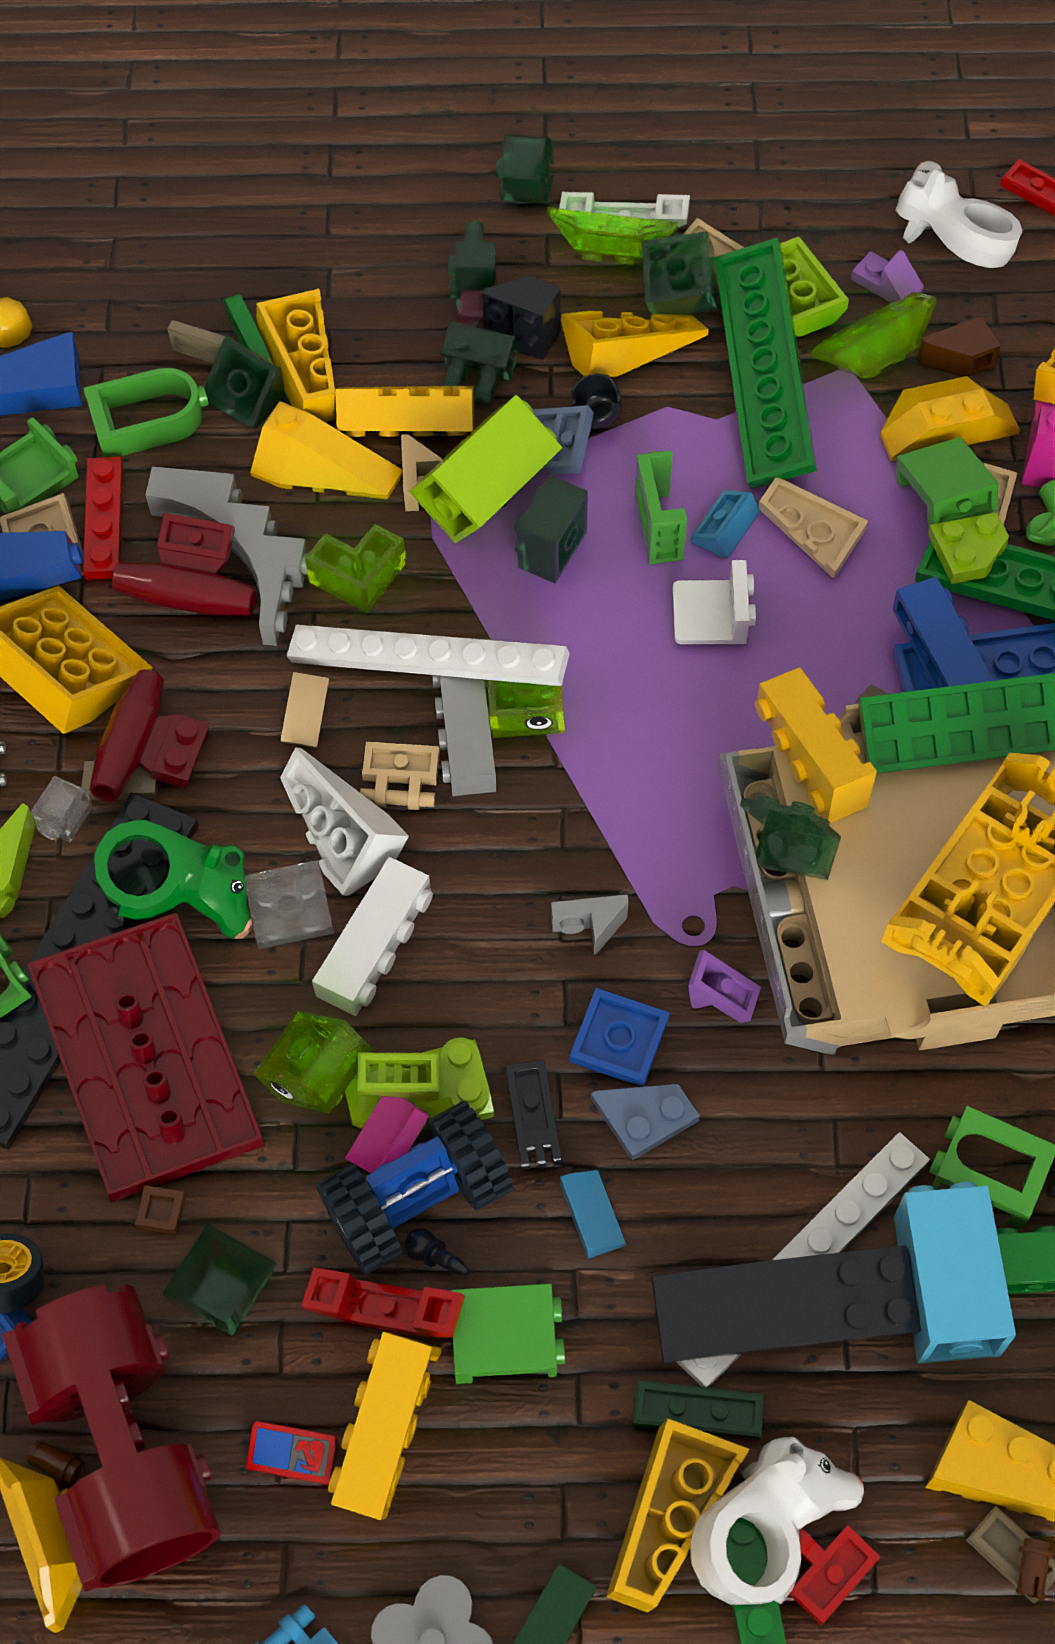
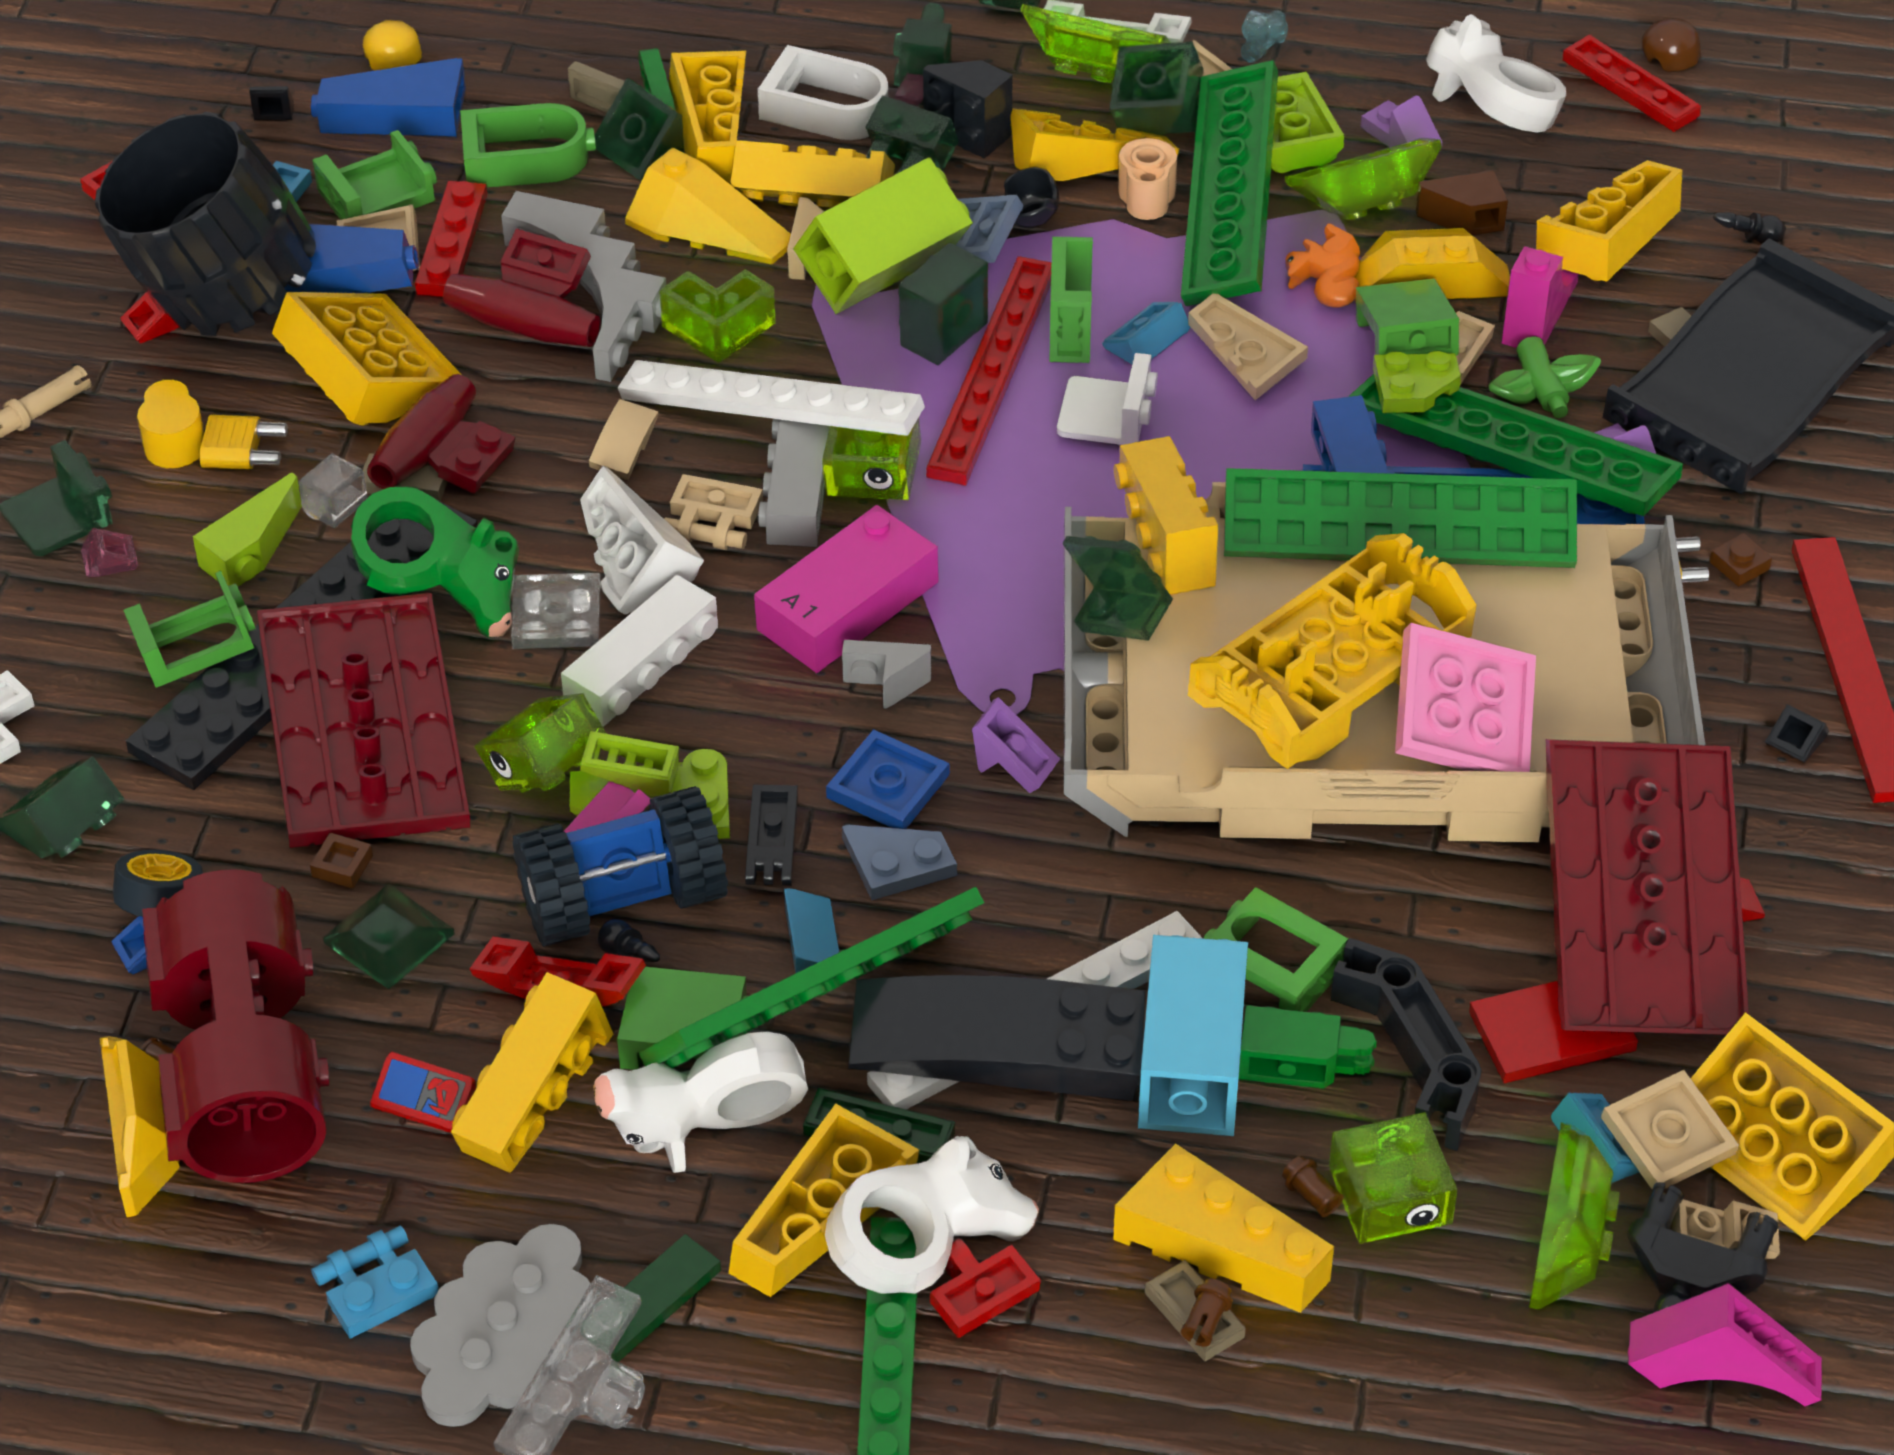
camera: 10 degrees right, 15 degrees down
(390, 341) = (799, 65): none -> white window
(515, 1438) = (727, 1087): none -> white animal
(537, 841) = (846, 588): none -> dark pink brick
(603, 585) = (990, 372): none -> red tile
(613, 1289) = (813, 981): none -> green plate
(690, 364) = (1147, 177): none -> light nougat piece
(748, 196) = (1261, 32): none -> clear light blue plate
(865, 428) = (1331, 263): none -> orange animal

